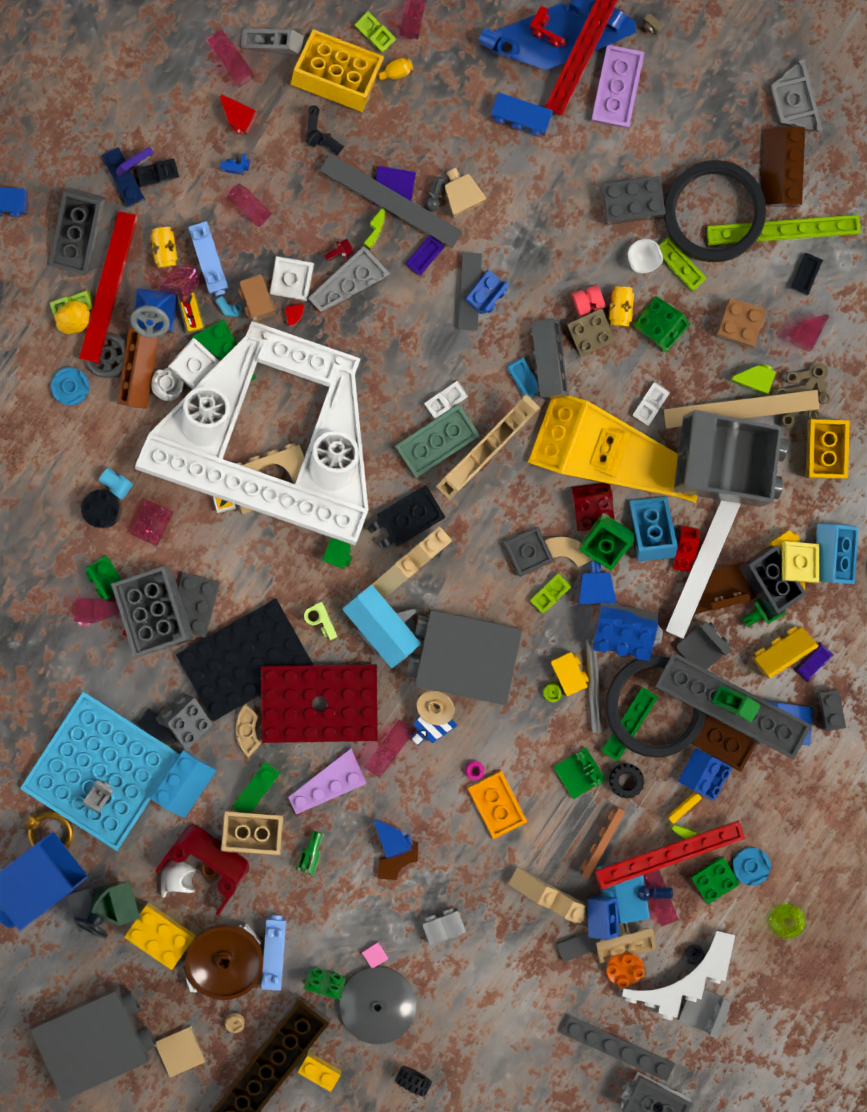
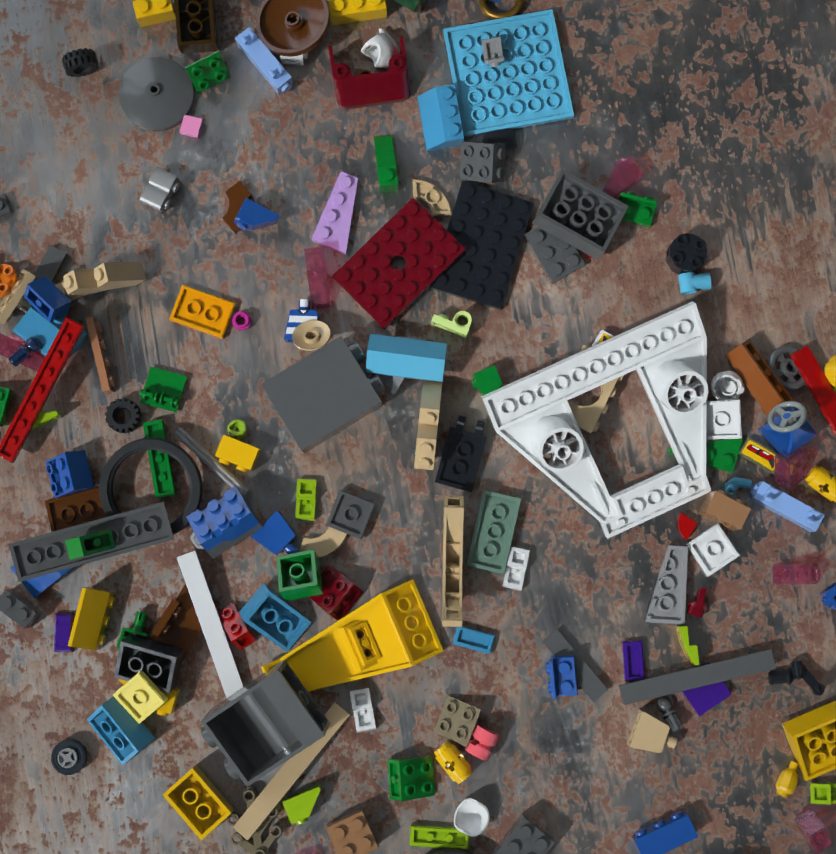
camera: 135 degrees right, 5 degrees down
(70, 386) = (792, 321): dark azure tile -> none
(151, 522) = (641, 278): clear pink bracket -> none
(251, 833) = (359, 126): tan brick -> none
(310, 855) = (303, 152): green arm -> none
(549, 359) = (469, 671): dark grey brick -> none
(682, 808) = (63, 435): yellow tile -> none
(704, 645) = (156, 566): dark grey bracket -> none

